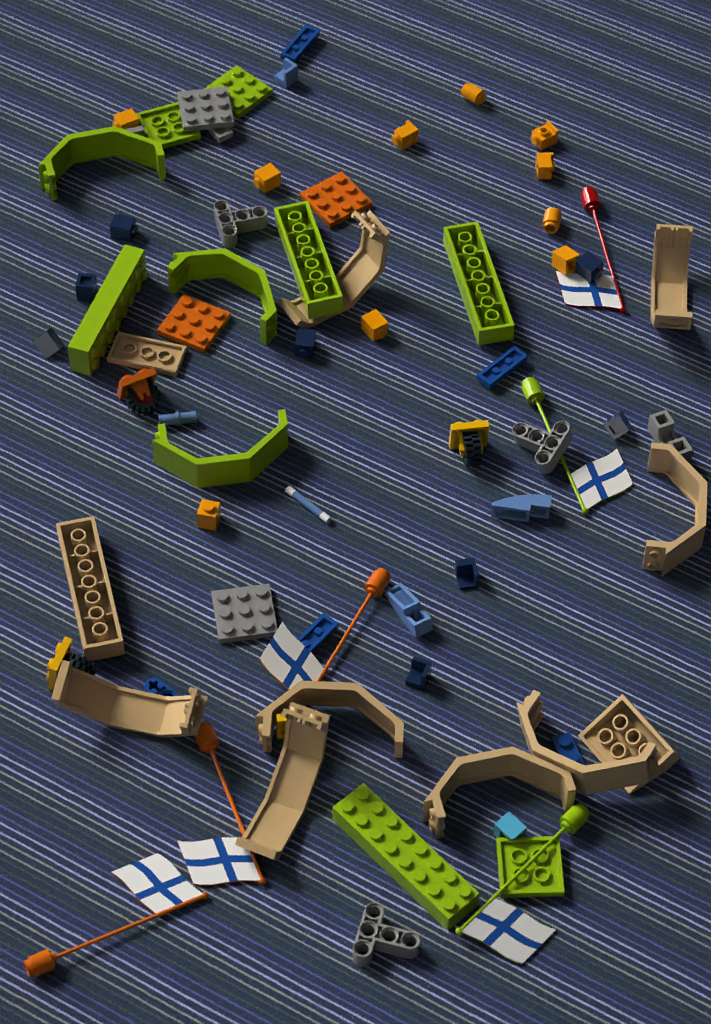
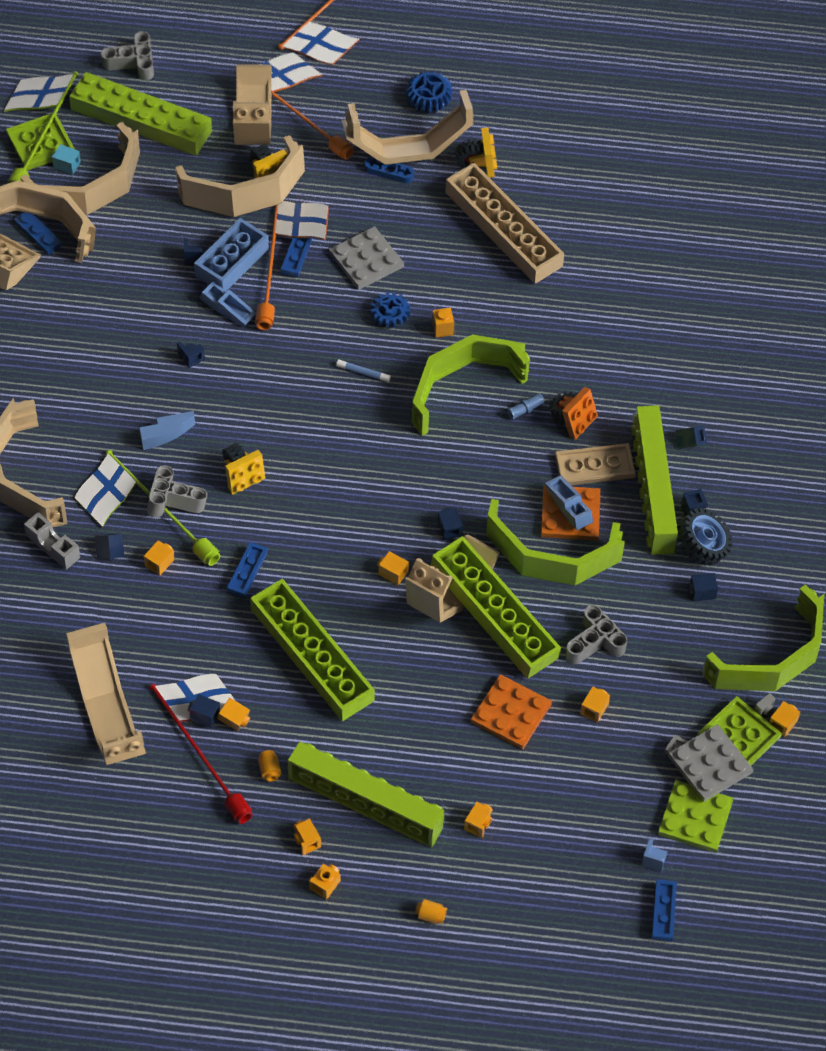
camera: 155 degrees right, 5 degrees up
(84, 776) = (428, 91): none -> blue gear
(98, 251) = (704, 537): none -> black wheel
(194, 315) = (569, 502): none -> medium blue slope
(251, 546) = (390, 309): none -> blue gear
(382, 649) = (232, 254): none -> medium blue brick
(487, 169) = (366, 794): none -> lime brick
(577, 400) = (159, 557): none -> light orange brick

